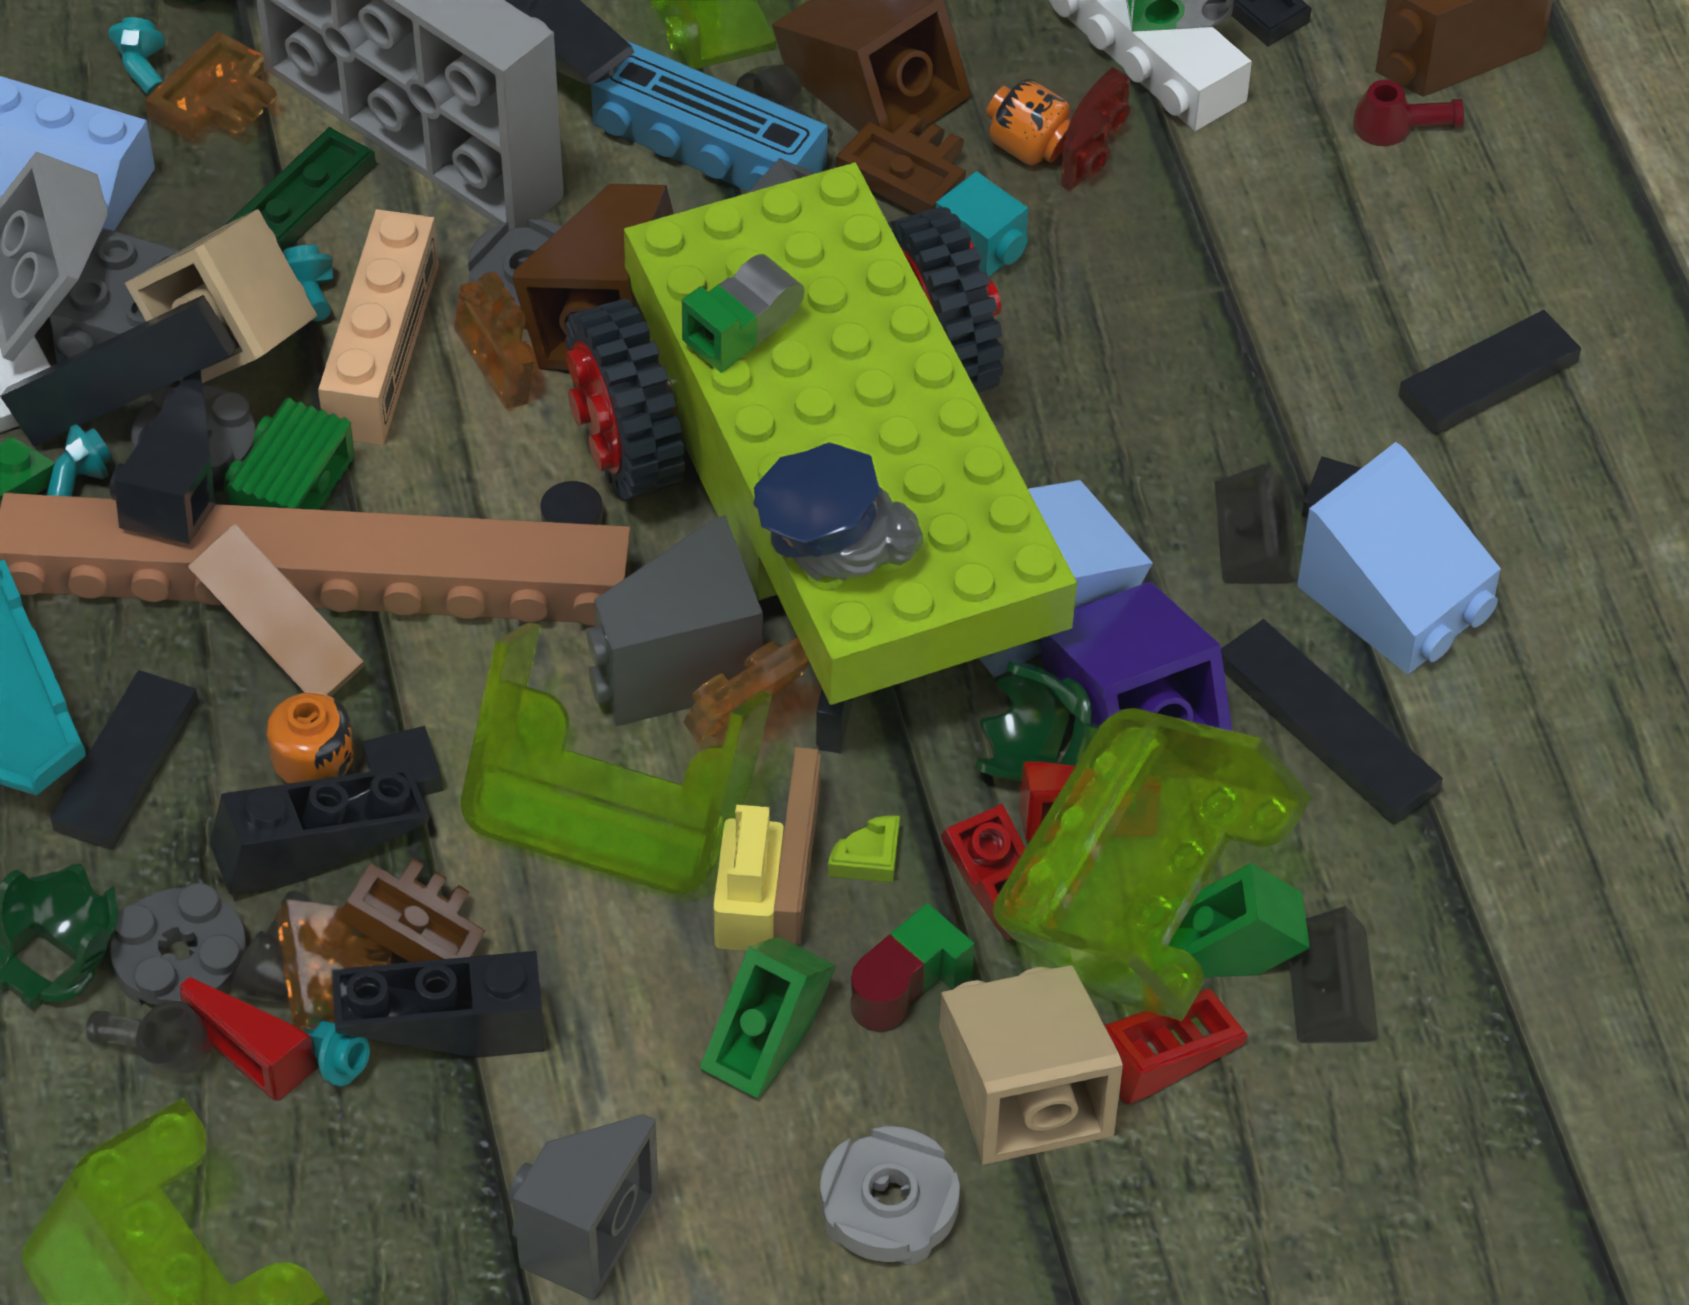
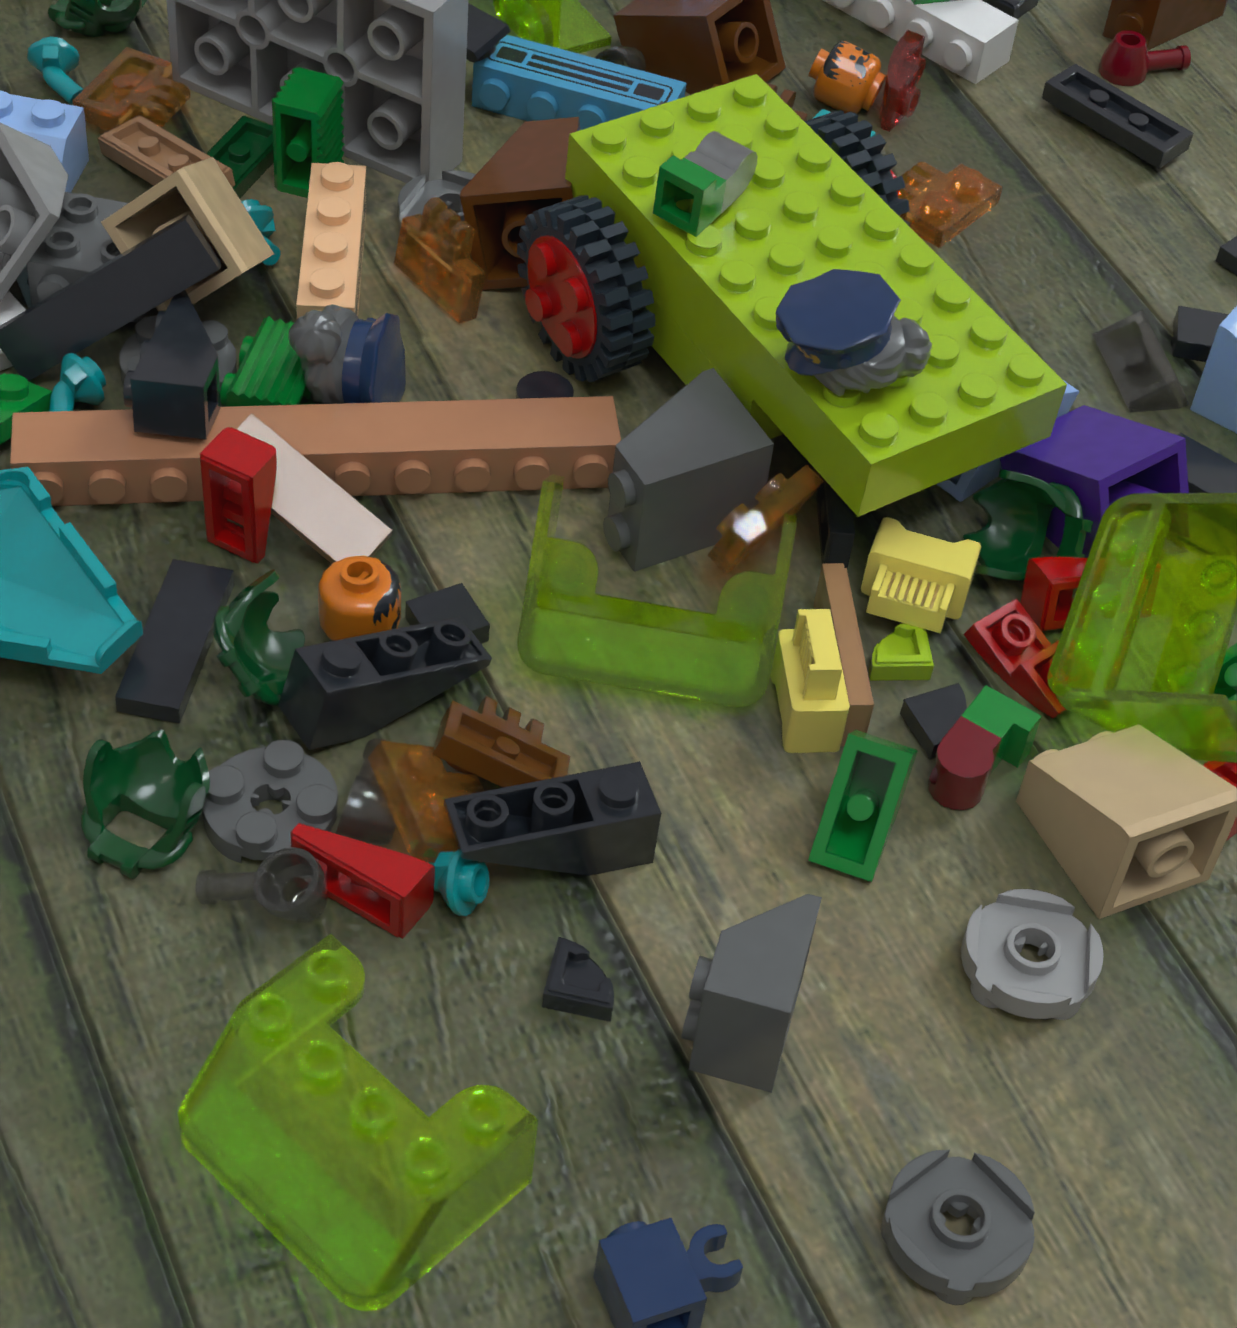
camera: 15 degrees left, 5 degrees down
(197, 774) = (249, 647): none -> dark green helmet
(209, 607) = (239, 486): none -> red slope
(227, 178) = (151, 151): none -> medium nougat tile
(363, 459) = (350, 356): none -> piece
(384, 161) = (306, 128): none -> green brick
(431, 1167) = (577, 983): none -> black tile
(876, 919) = (933, 715): none -> black tile
(905, 768) = (918, 576): none -> light yellow piece
(1096, 294) = (946, 203): none -> clear orange hinge
(1342, 193) = (1117, 116): none -> black plate

